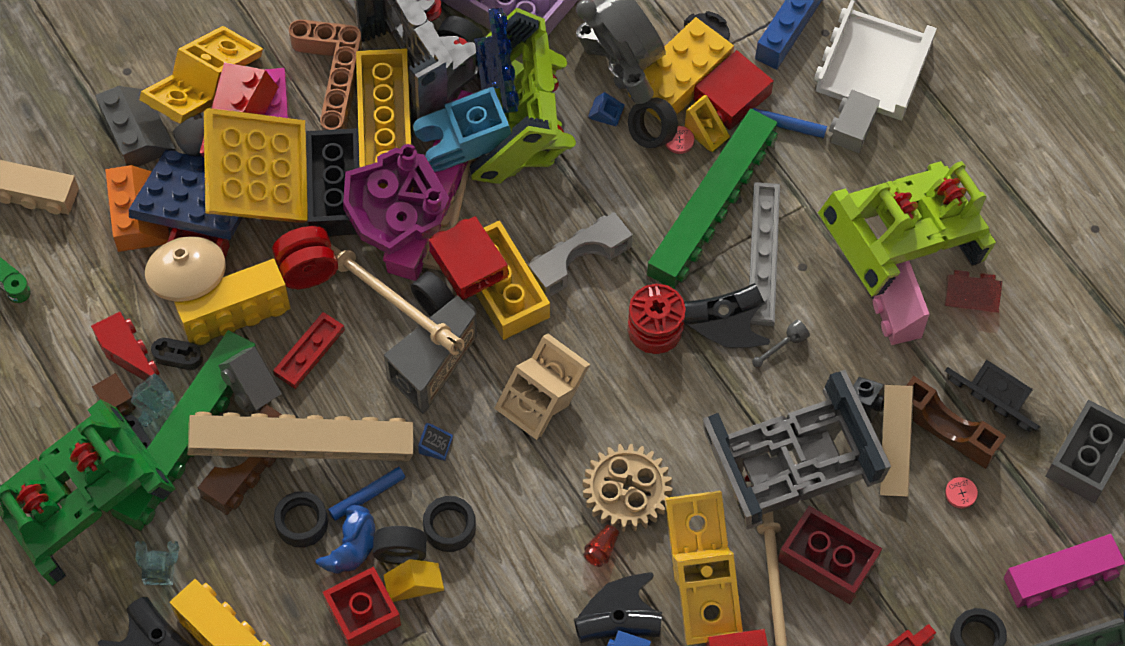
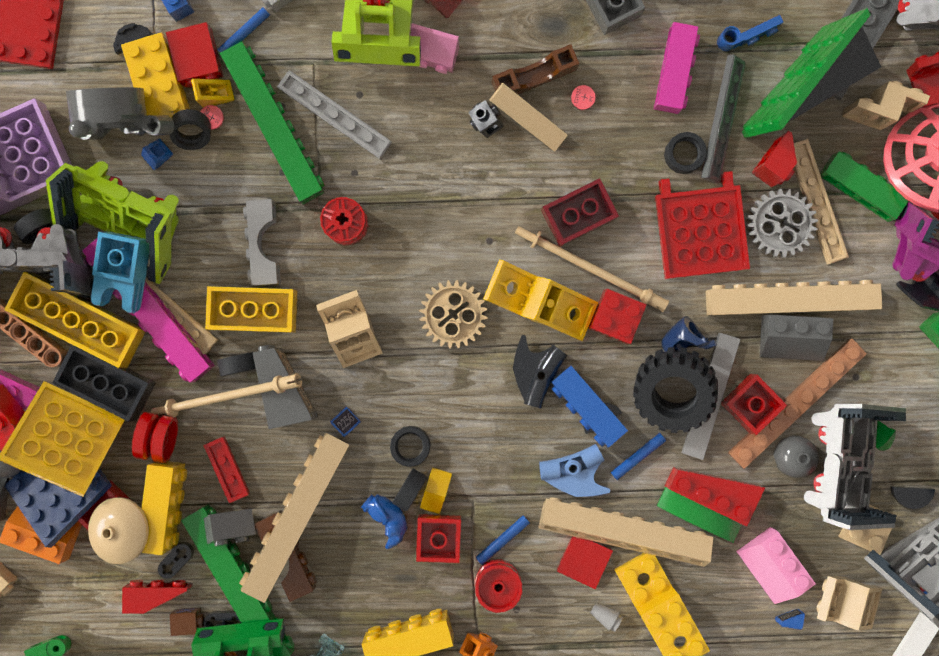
camera: 60 degrees left, 25 degrees up
(153, 399) = (204, 596): clear light blue piece -> none
(293, 500) = (333, 542): black tyre -> none
(367, 493) = (355, 485): blue piece -> none
(376, 209) = (149, 370): magenta brick -> none
(468, 257) = (226, 328): red brick -> none
(495, 62) = (79, 219): clear blue bracket -> none
(601, 546) = (484, 356): clear red cone -> none
(730, 329) = (378, 171): black pin -> none
(795, 333) = (408, 132): dark grey hinge -> none
(811, 439) = (507, 177): flat silver container -> none
(1000, 388) = (529, 24): black bracket -> none

